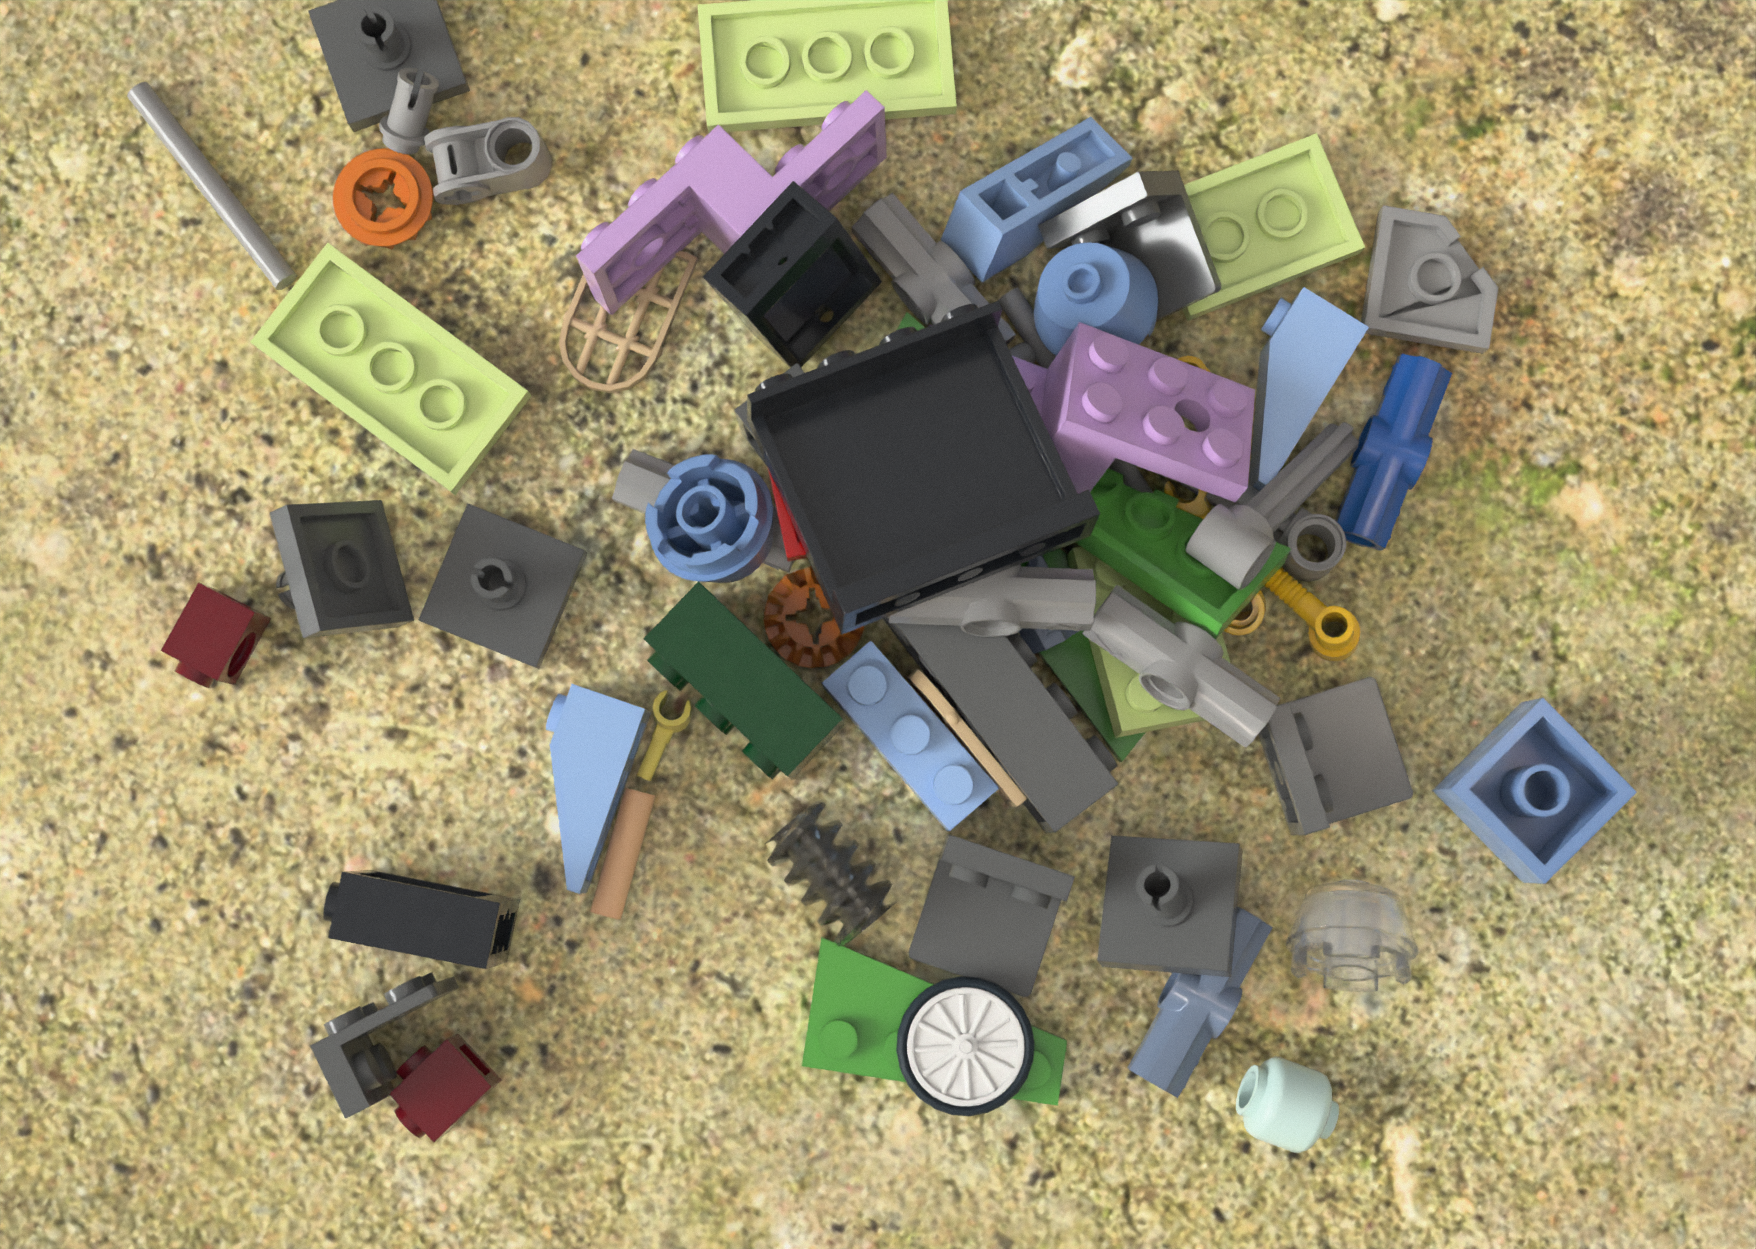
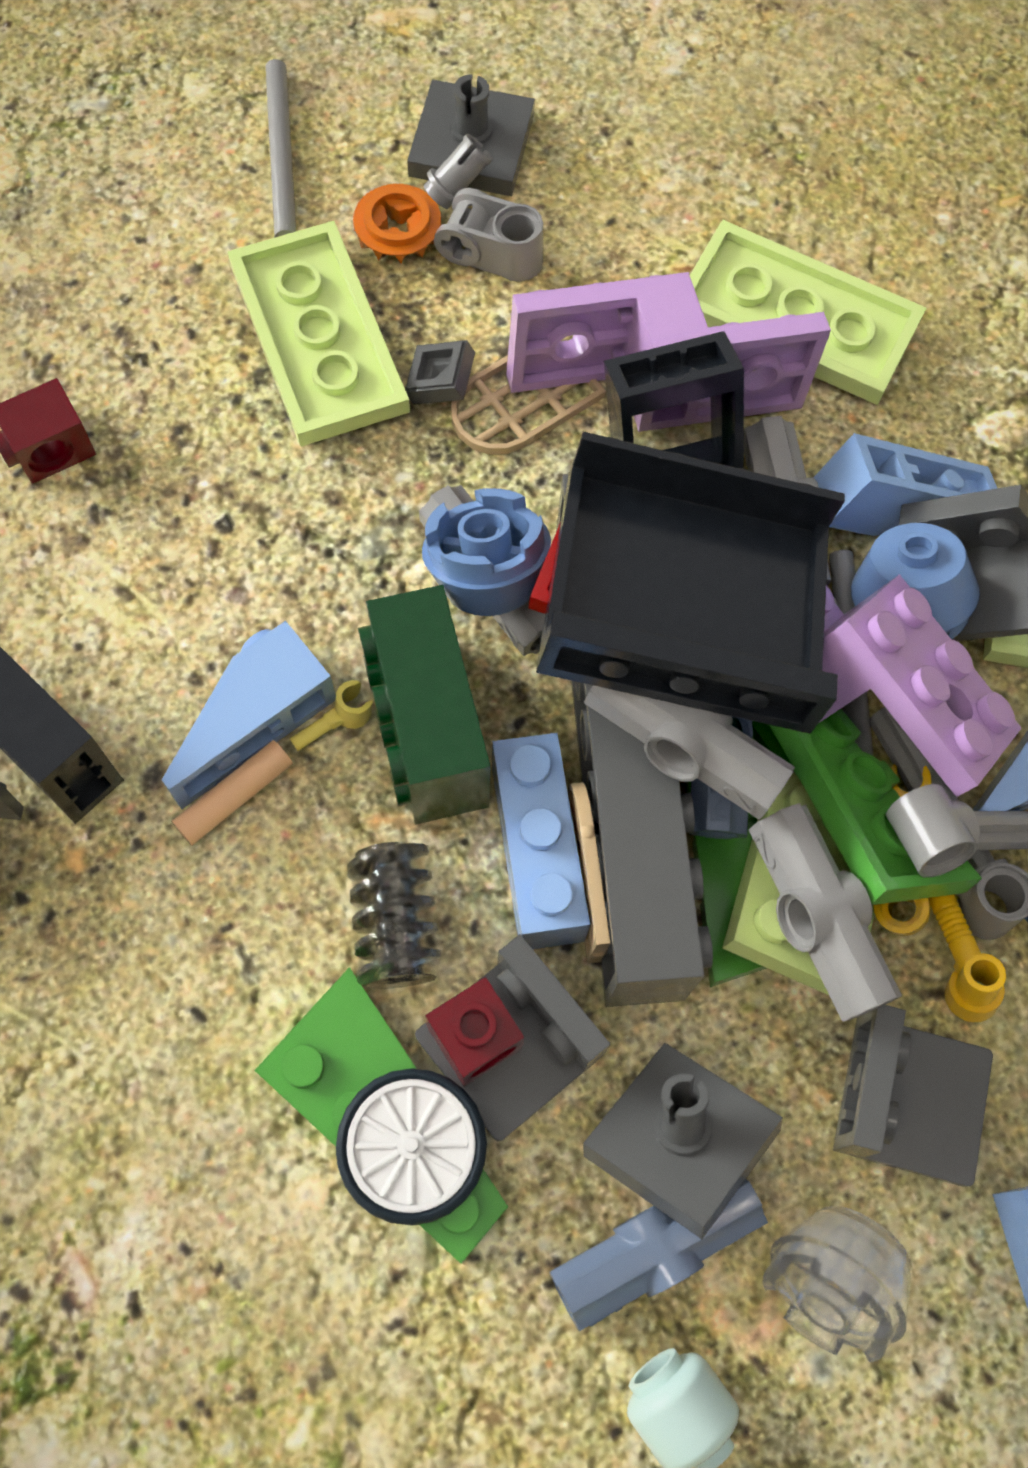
camera: 30 degrees right, 15 degrees down
(340, 568) = (171, 431): dark grey tile -> none
(503, 586) = (288, 533): dark grey tile -> none
(534, 339) = (440, 372): none -> dark grey tile
(793, 638) = (512, 677): orange gear -> none
(961, 932) = (474, 1031): none -> dark red brick

